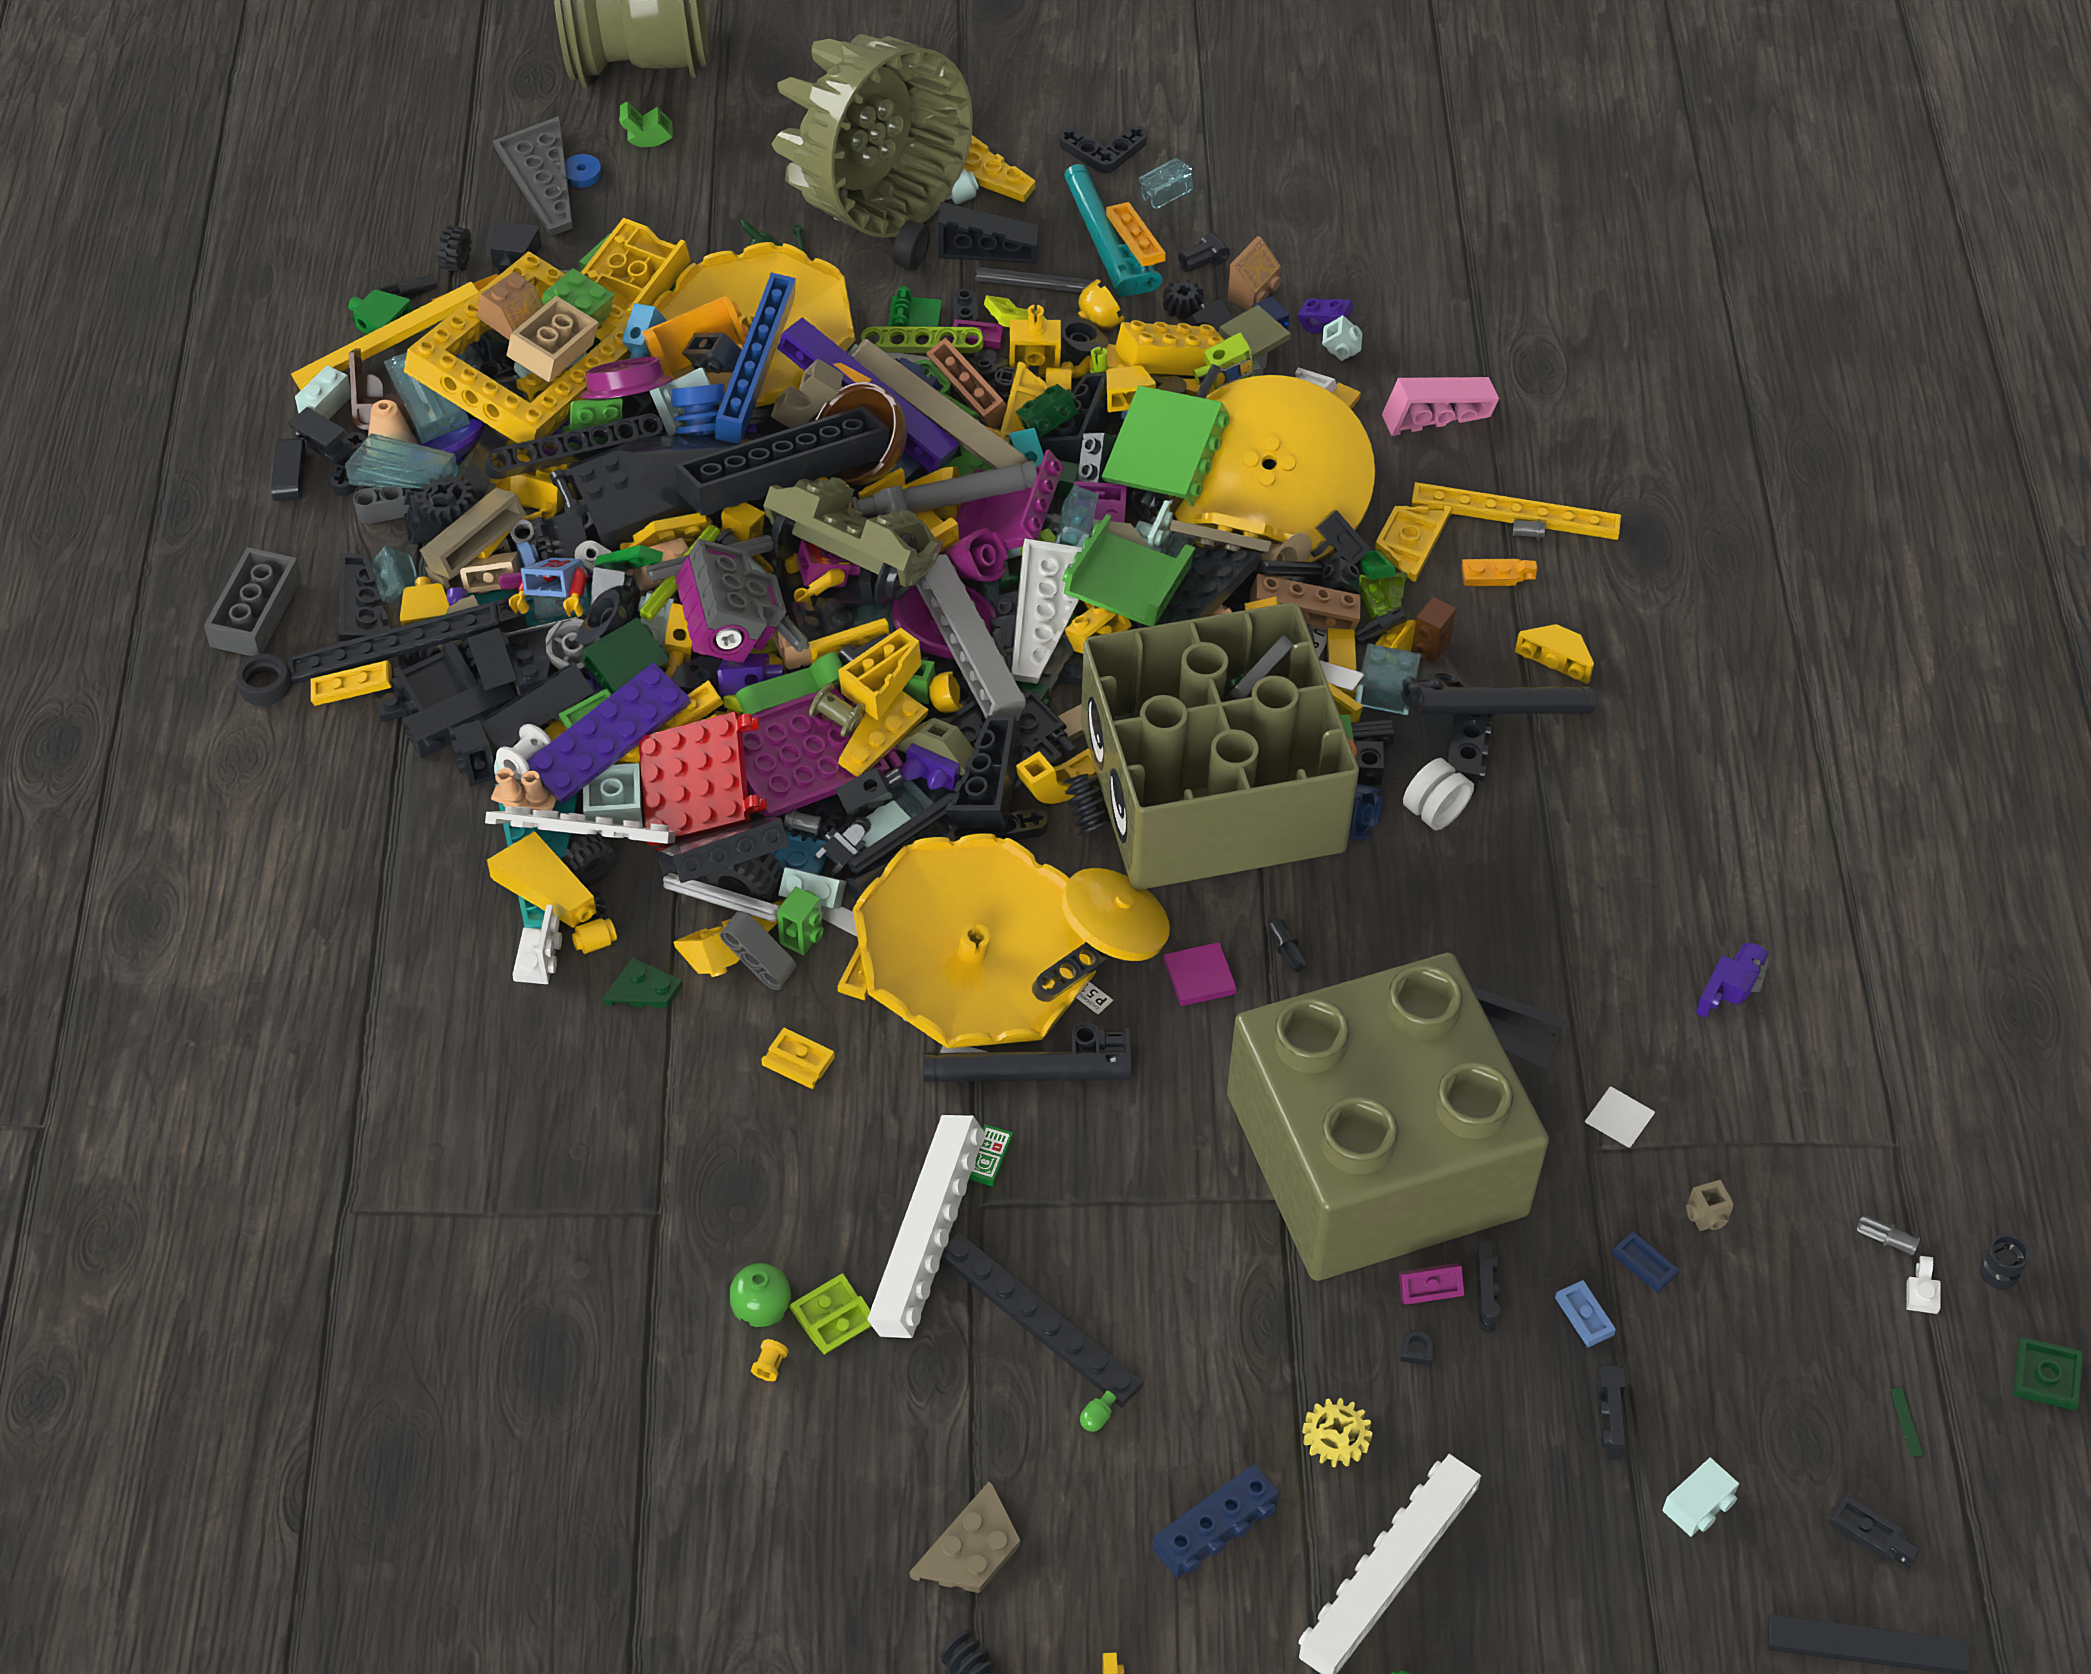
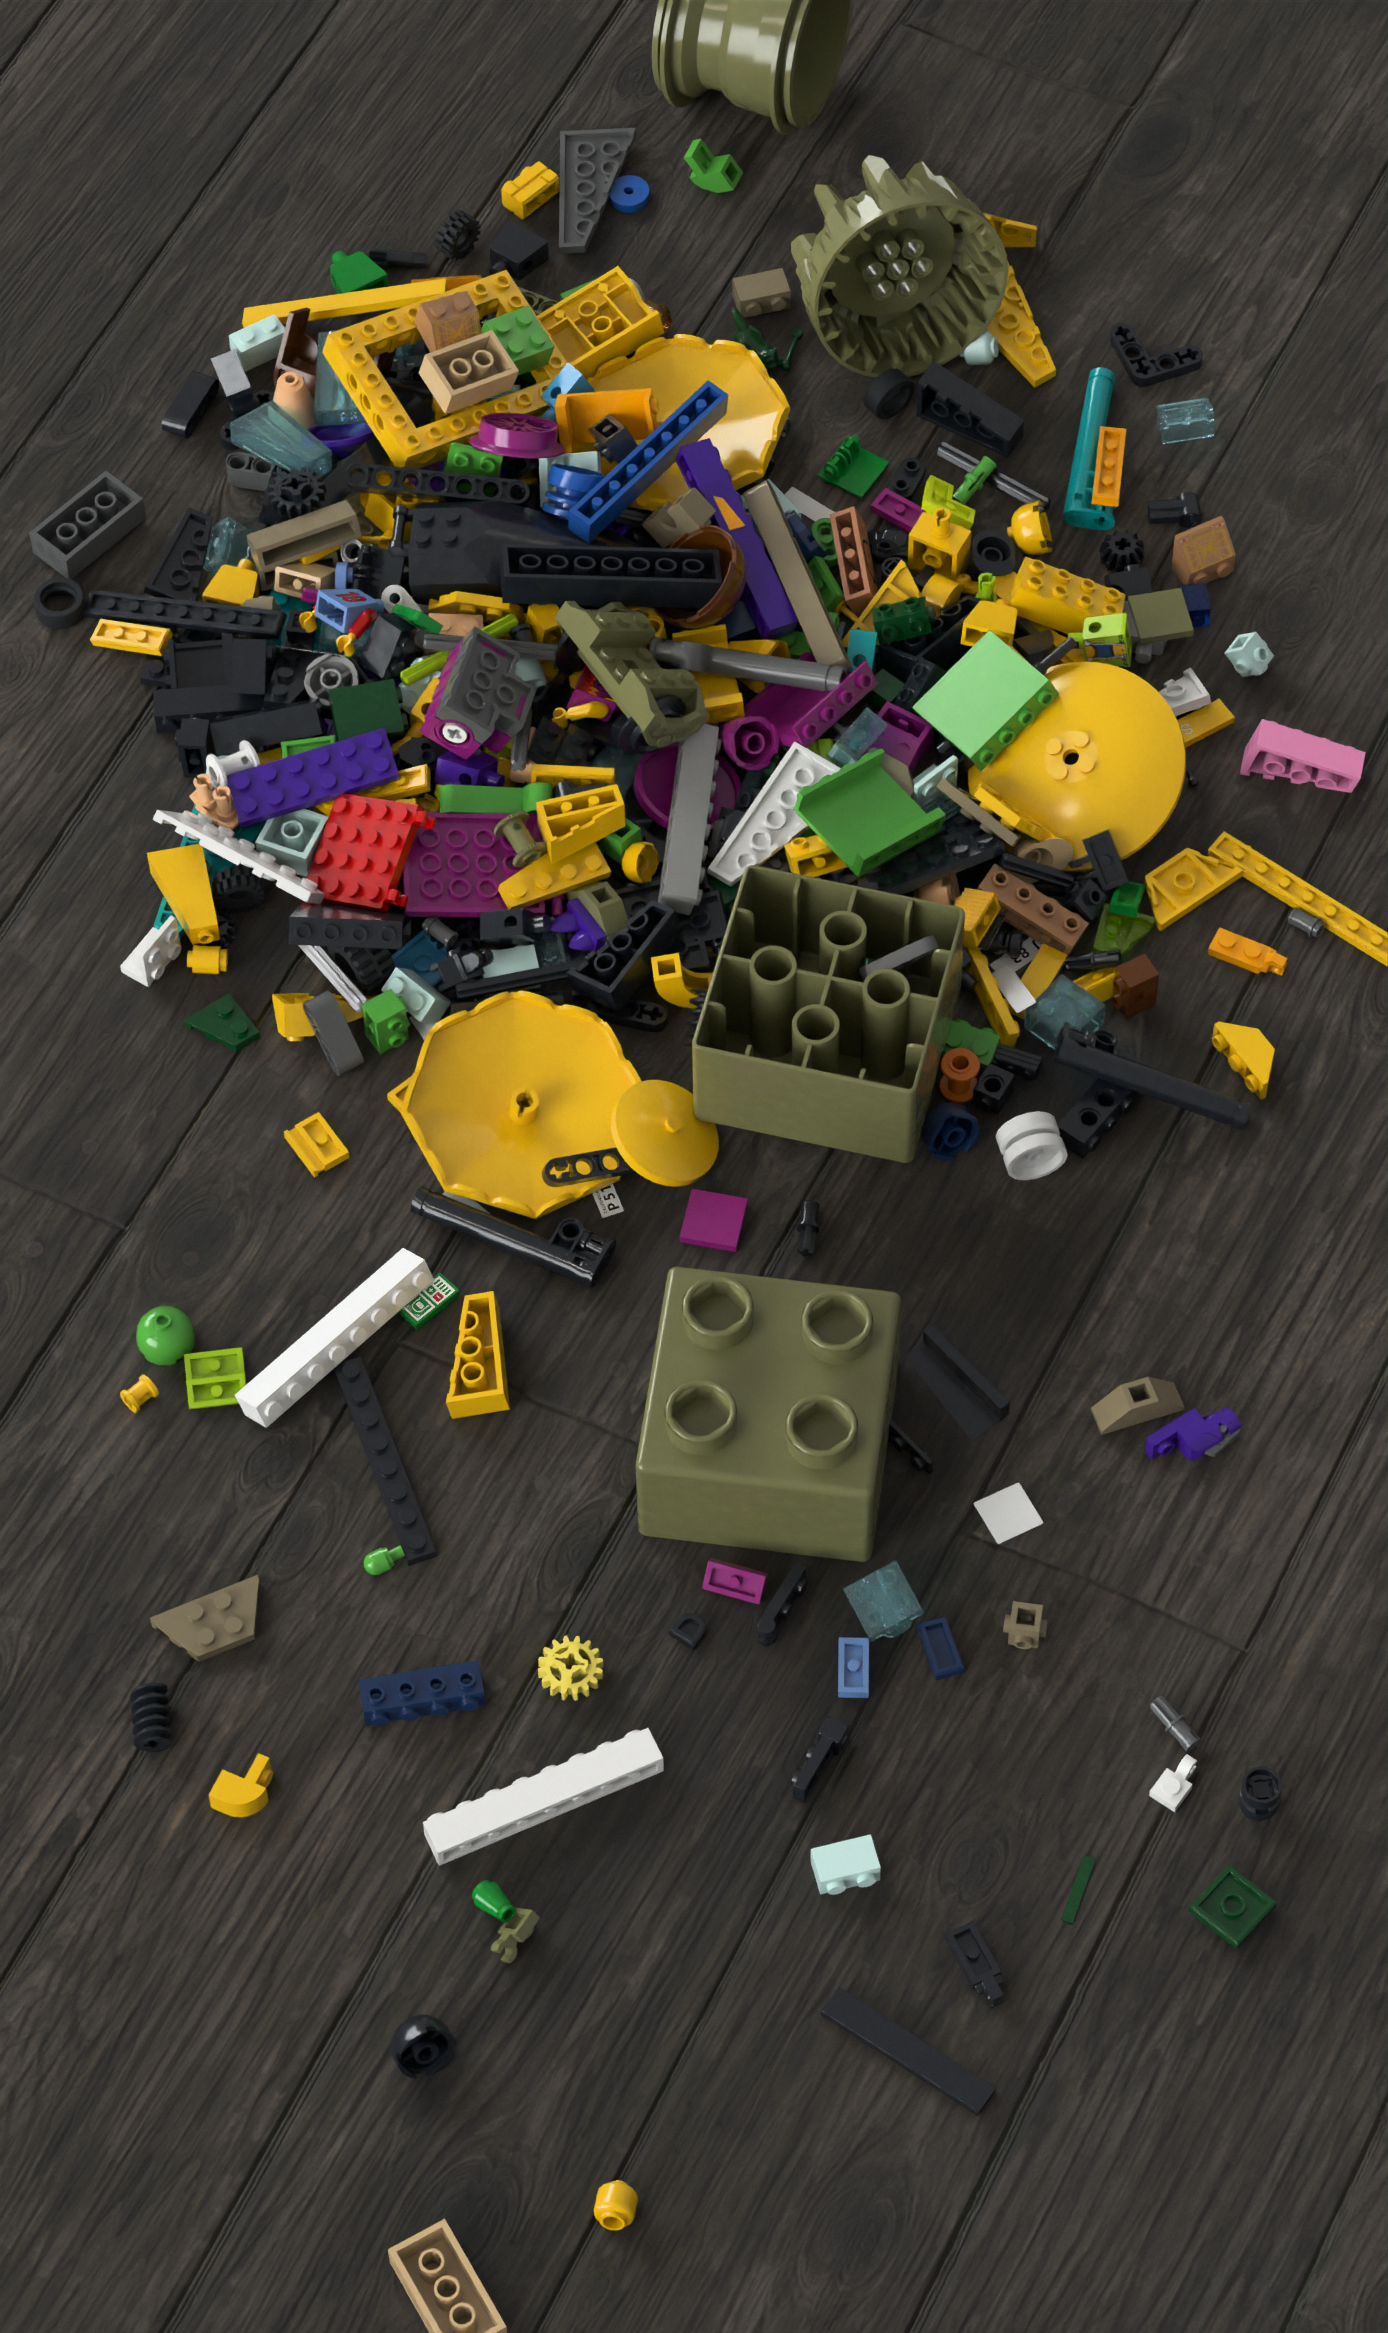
camera: 30 degrees right, 5 degrees up
(456, 594) = (264, 589): dark purple hinge -> none
(494, 194) = (530, 190): none -> yellow brick
(603, 618) = (365, 668): black piece -> none
(750, 203) = (761, 293): none -> dark tan brick
(934, 333) = (833, 488): lime beam -> none
(1025, 286) = (974, 480): none -> bright green pin
(1079, 1190) = (479, 1364): none -> yellow wedge
(1318, 312) = (1246, 618): dark purple plate -> none
(1576, 1241) = (884, 1602): none -> clear light blue plate
(1666, 976) = (1136, 1403): none -> dark tan slope

